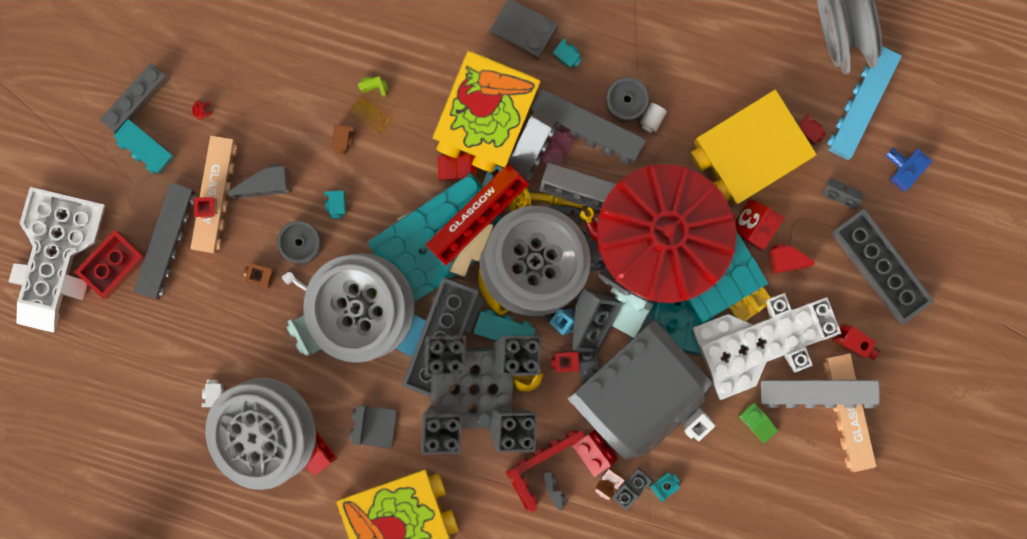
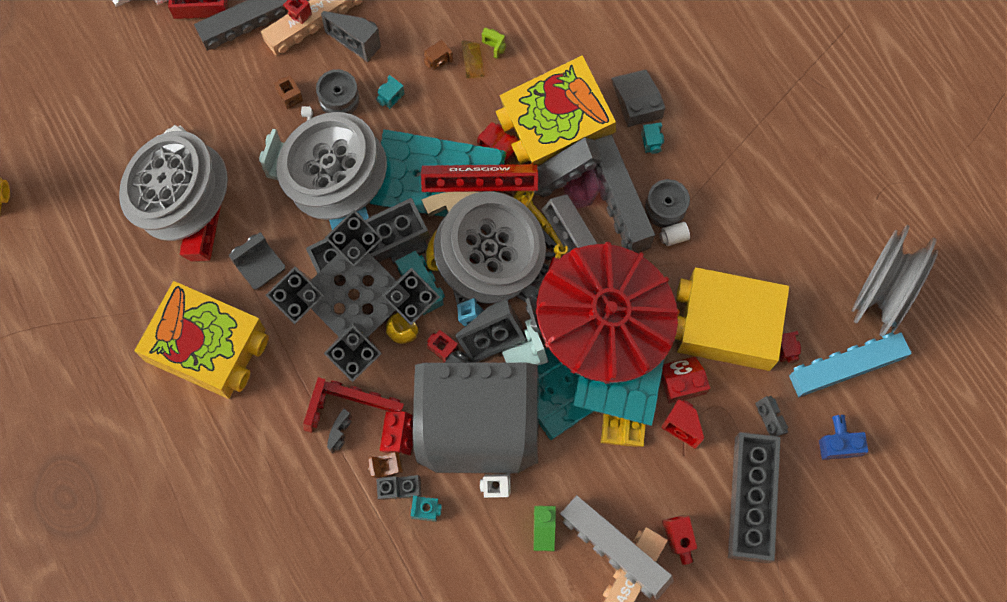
camera: 35 degrees right, 15 degrees down
(784, 333) = (628, 477): white piece -> none

